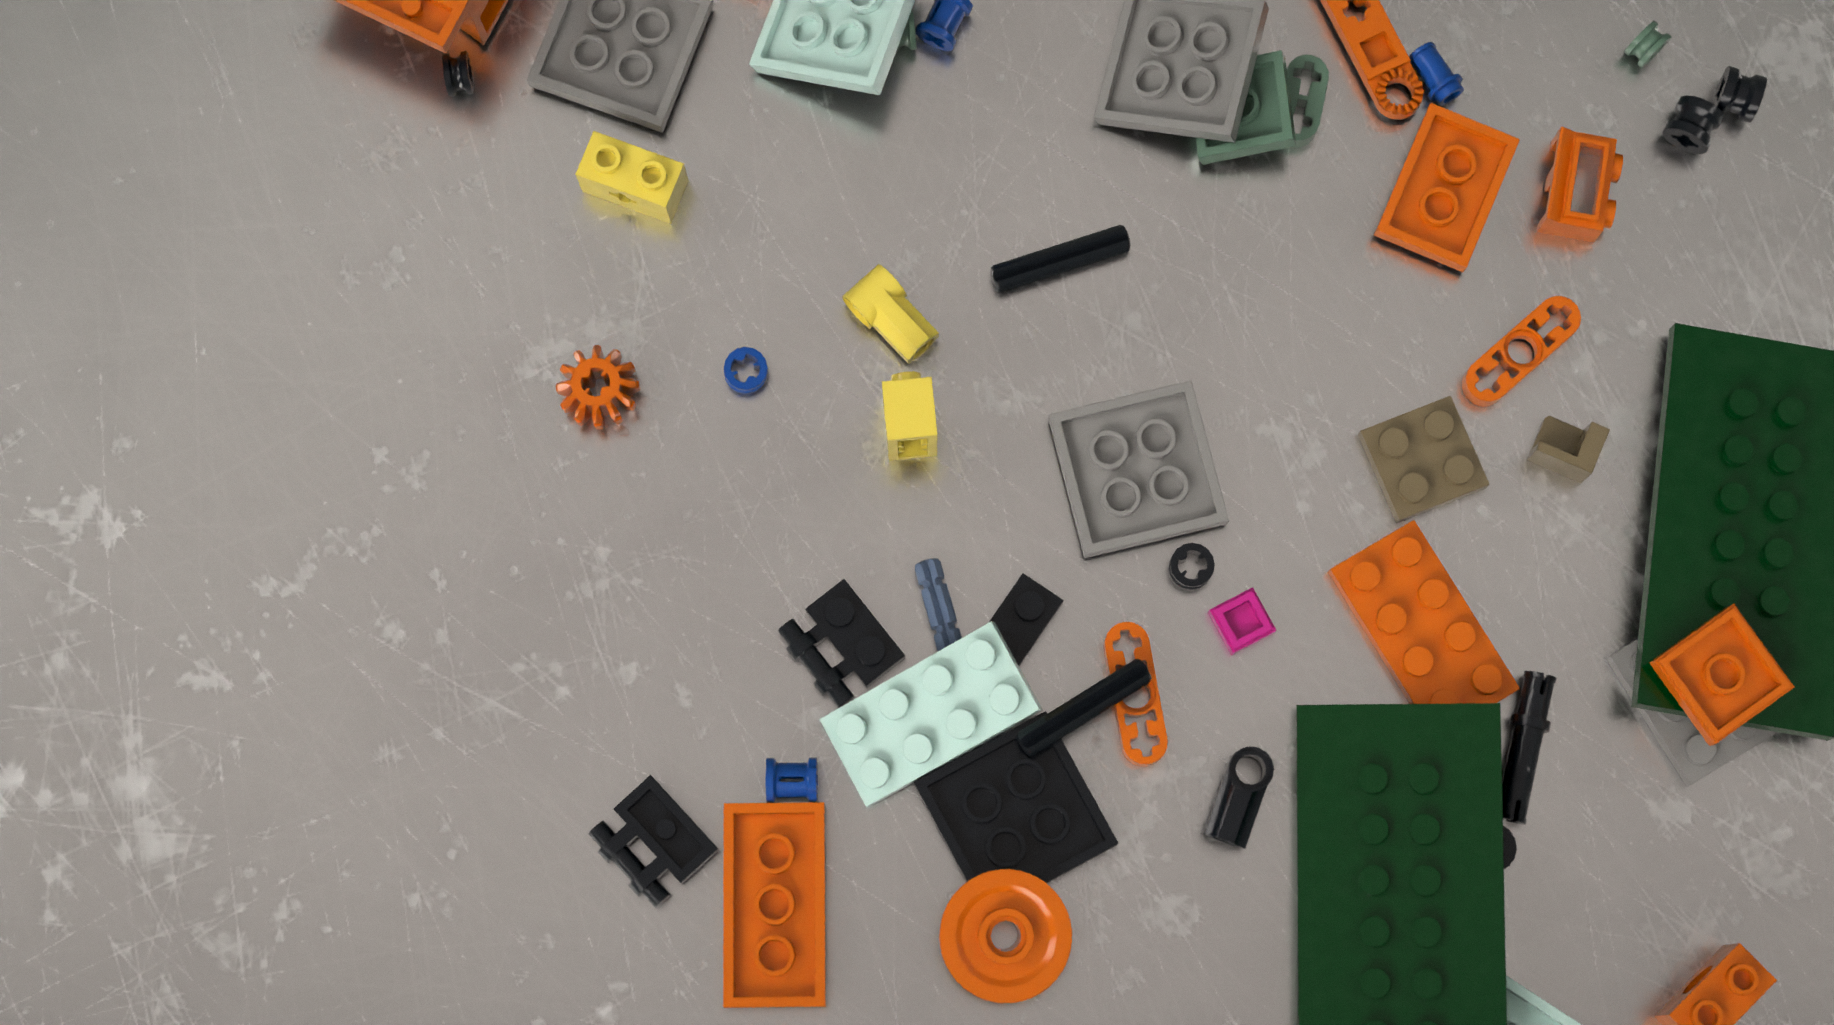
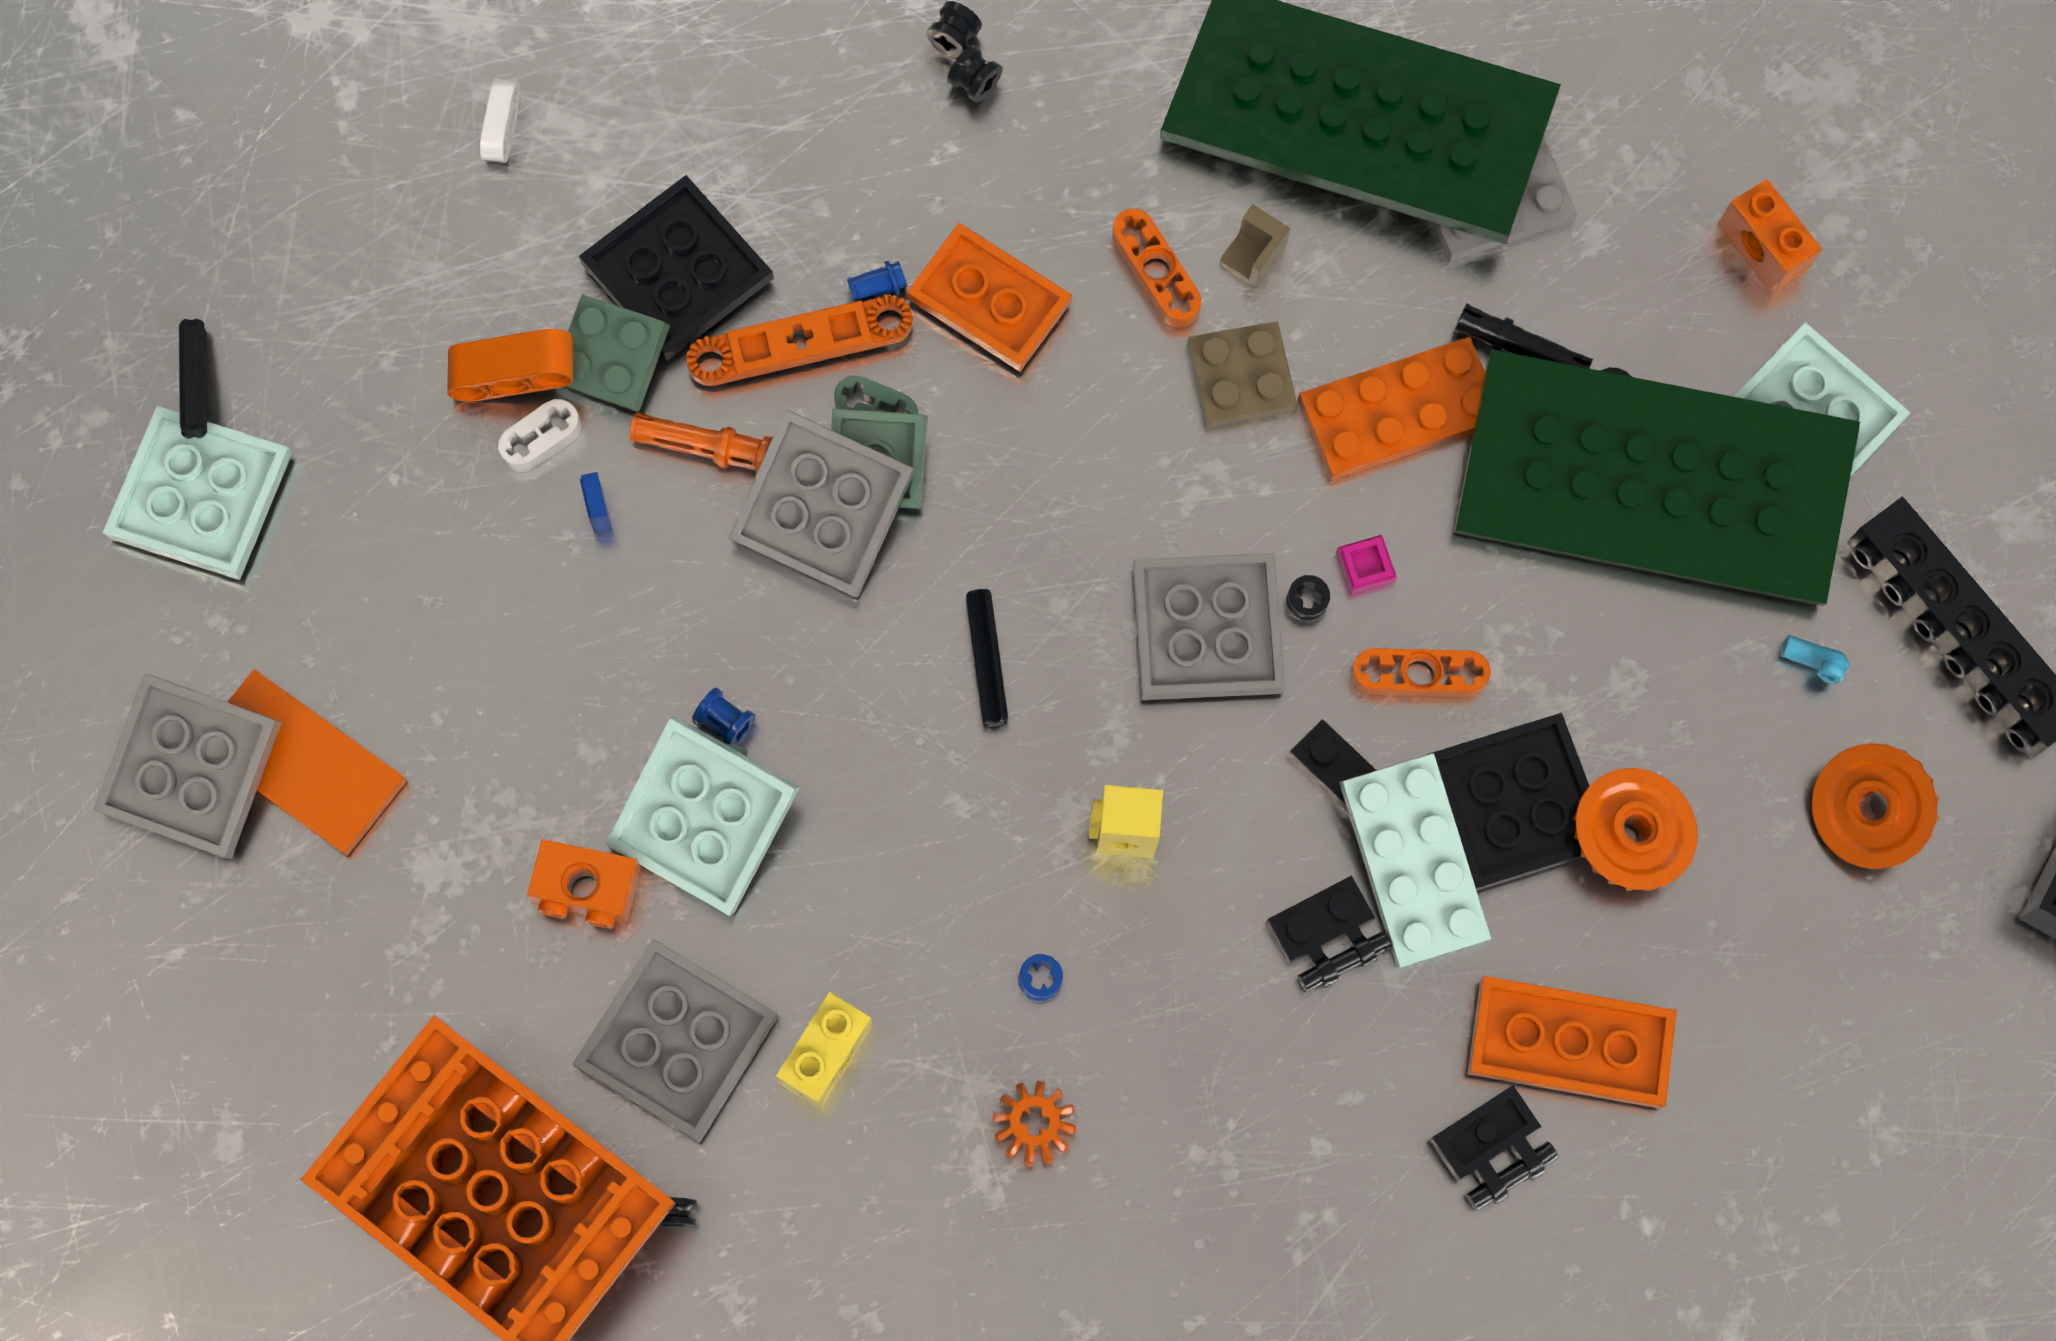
camera: 85 degrees left, 5 degrees down
(806, 789) = (1455, 1003): blue bush -> none
(882, 304) = (1002, 832): light yellow piece -> none
(937, 602) = (1307, 835): sand blue axle -> none
(1083, 707) = (1433, 716): black axle -> none
(1238, 802) = (1537, 600): black piece -> none
(1580, 185) = (1012, 179): orange window -> none
(1647, 44) = (889, 94): sand green bush -> none
(1721, 675) = (1497, 159): orange plate -> none

